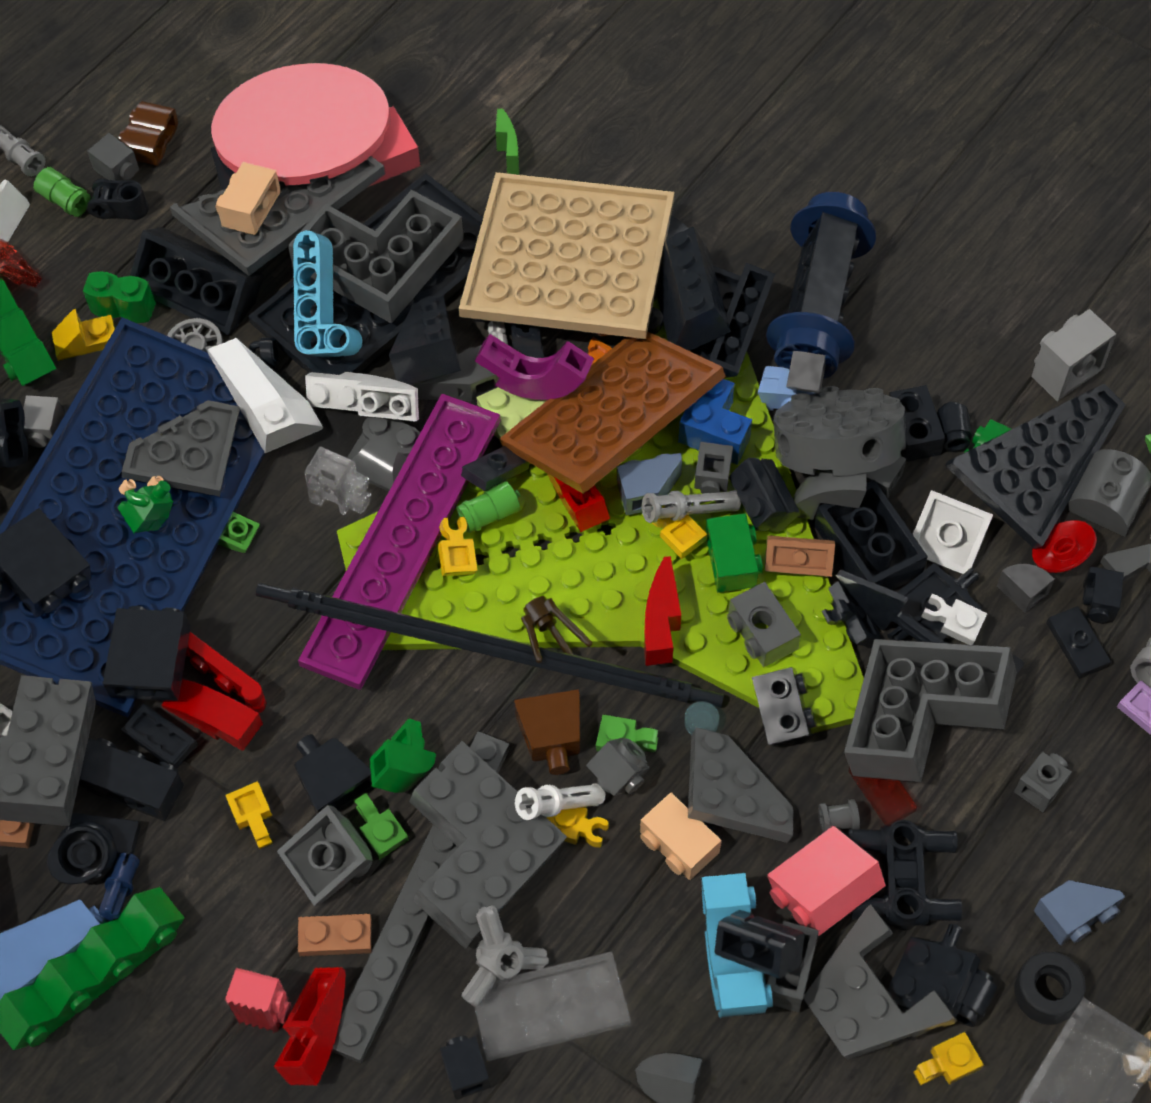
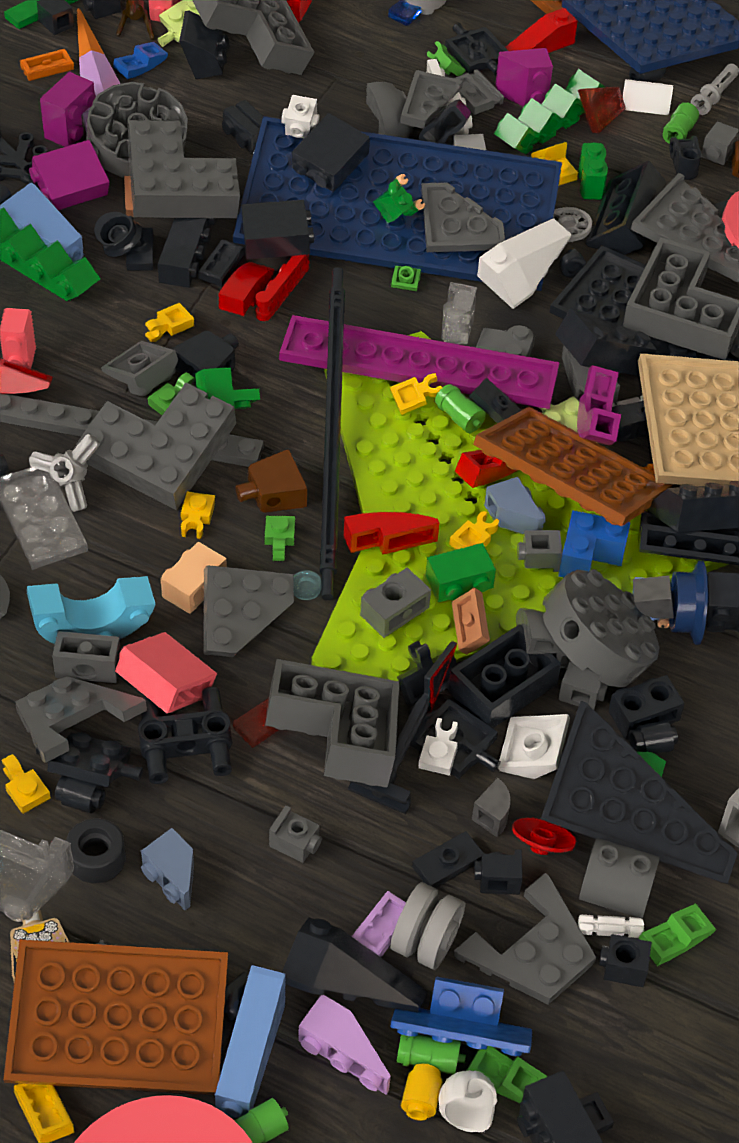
camera: 75 degrees right, 10 degrees down
(118, 886) = (100, 259): dark blue axle -> none
(248, 198) = (697, 207): light nougat brick -> none
(320, 293) = (616, 262): medium azure beam -> none
(334, 935) = (82, 385): nougat plate -> none
(363, 393) = (543, 317): white slope -> none
(541, 614) = (364, 454): dark brown plant -> none
(550, 800) = (197, 469): white pin -> none
(619, 766) = (245, 526): dark grey brick -> none
(679, 505) = (492, 519): light grey pin -> none
(759, 943) = (89, 611): black brick -> none
(764, 494) = (521, 585): black brick -> none
(783, 706) = (321, 626): brick -> none
(840, 816) = (233, 690): dark grey bush -> none

